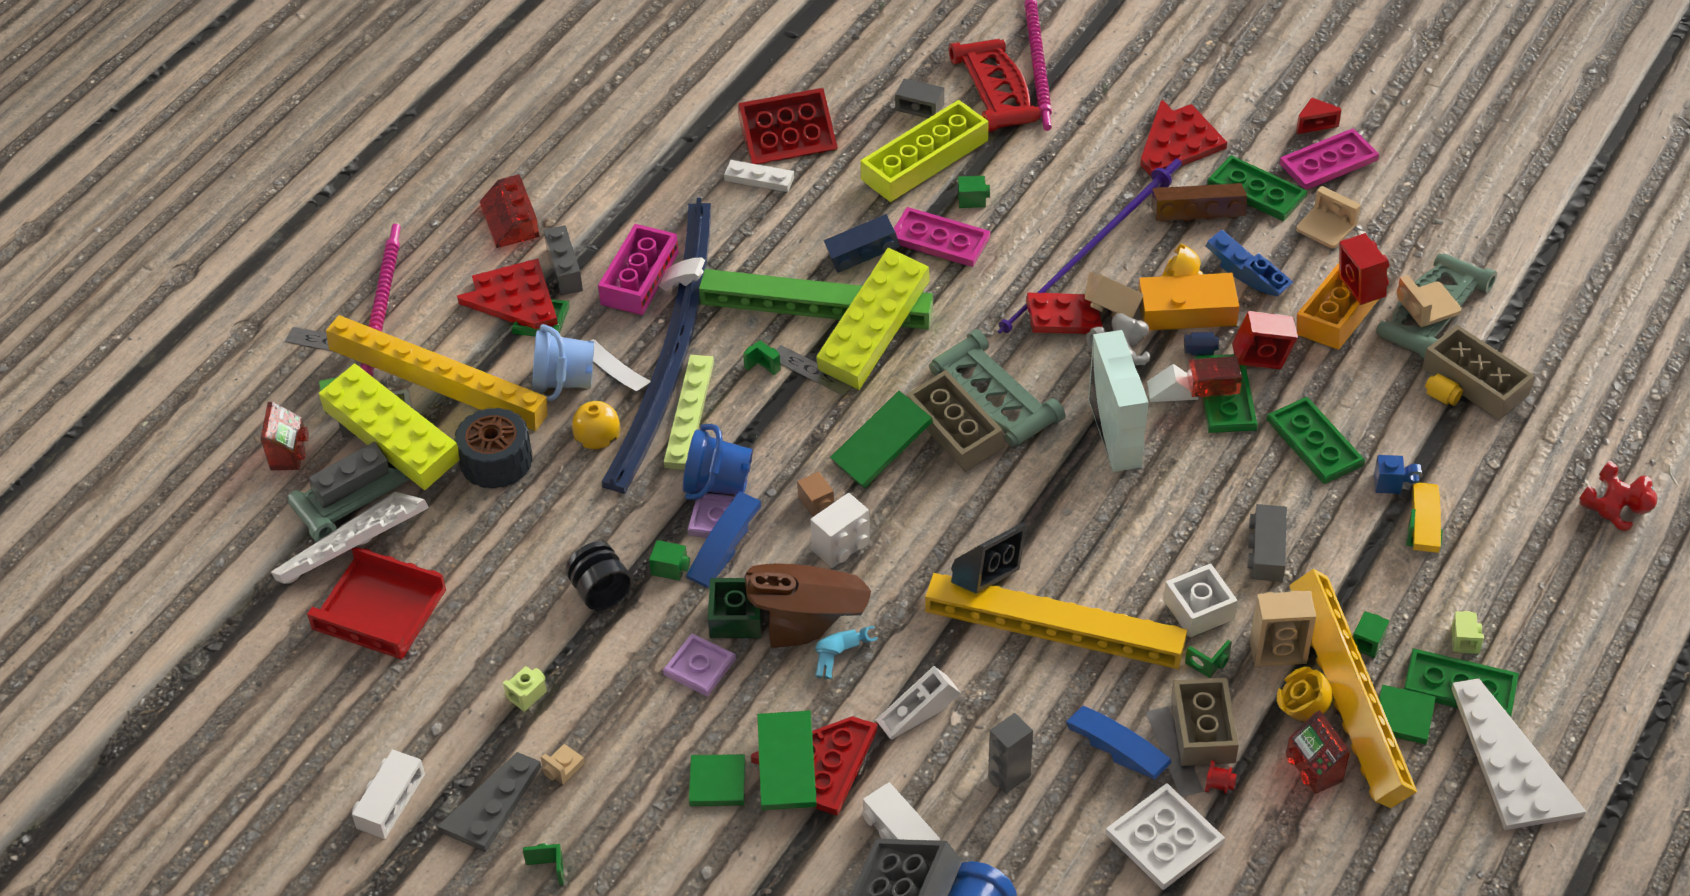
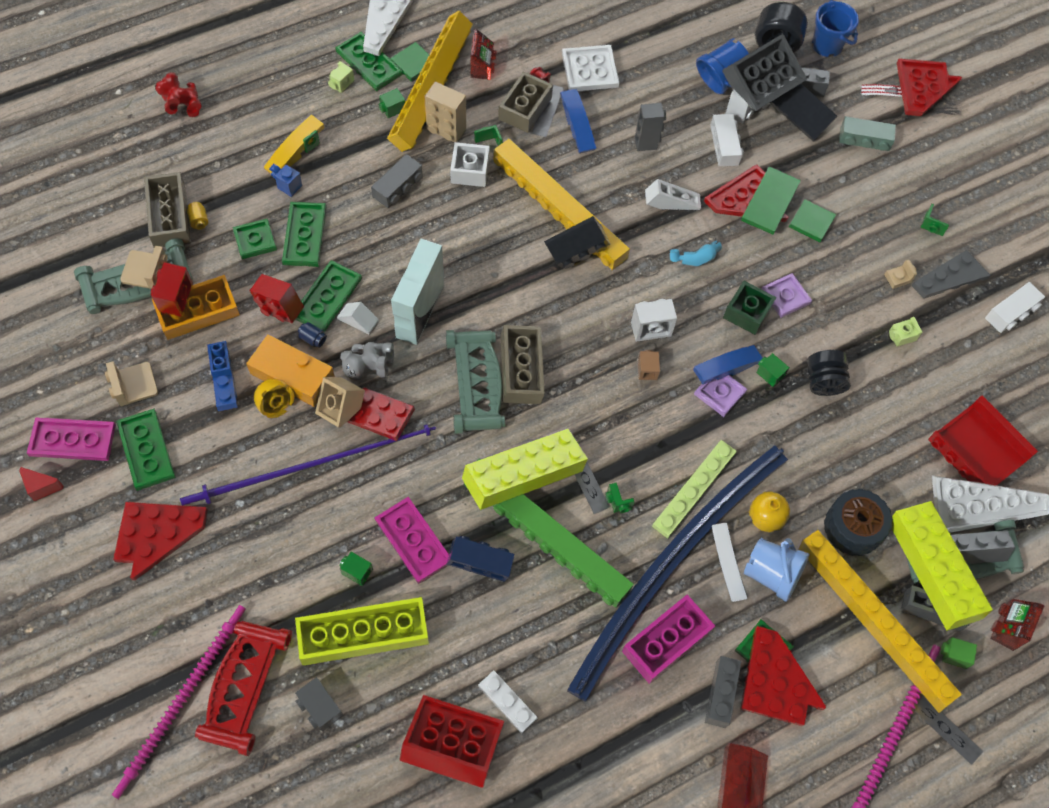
camera: 155 degrees left, 15 degrees up
(682, 272) = (639, 606): white slope -> none
(715, 465) = (710, 409): blue piece -> none
(803, 599) = (706, 284): reddish brown piece -> none
(881, 439) = (581, 376): green tile -> none
(1198, 202) = (204, 450): reddish brown brick -> none
(1214, 376) = (333, 292): clear red brick -> none
(1304, 694) = (464, 81): yellow cylinder -> none
(1362, 407) = (254, 238): none -> green tile

